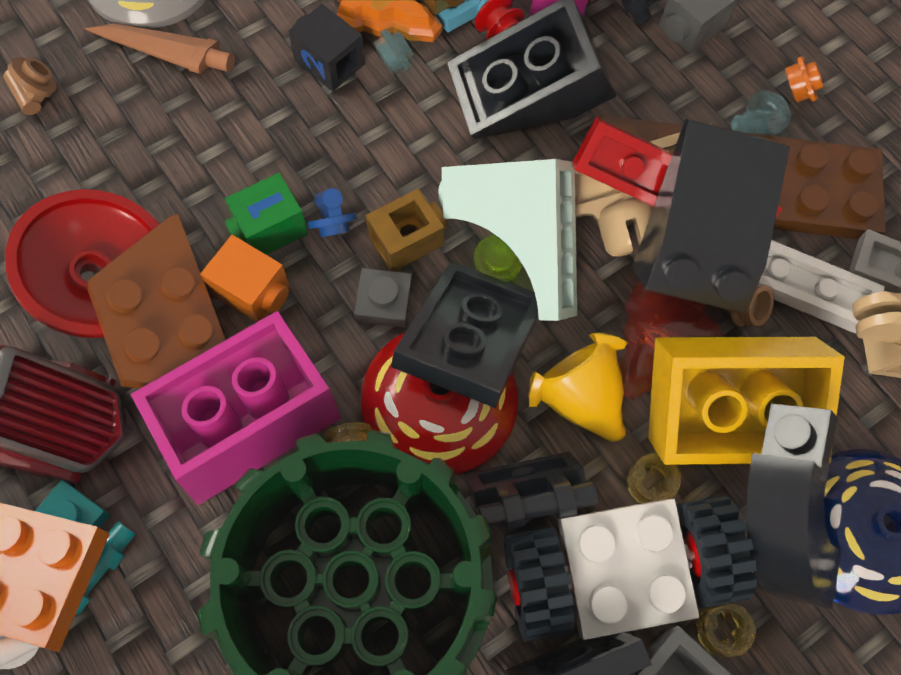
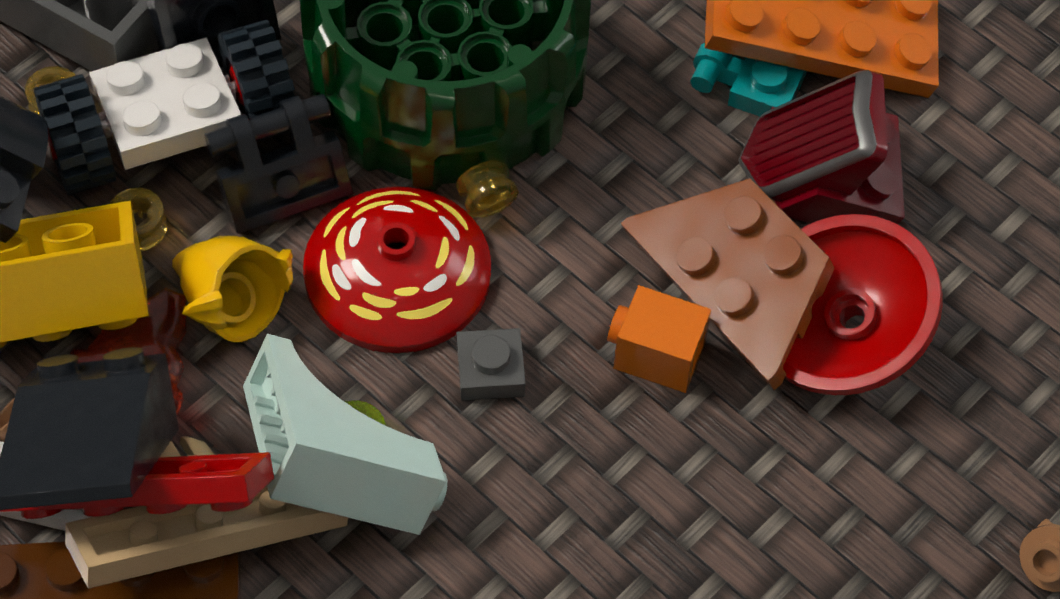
camera: 170 degrees right, 10 degrees down
(236, 407) = (617, 186): dark pink slope -> none
(265, 215) = (663, 419): green brick -> none
(332, 219) = (580, 440): blue plate -> none
(404, 216) = (481, 413): pearl gold brick -> none
(468, 334) = (372, 301): black plate -> none

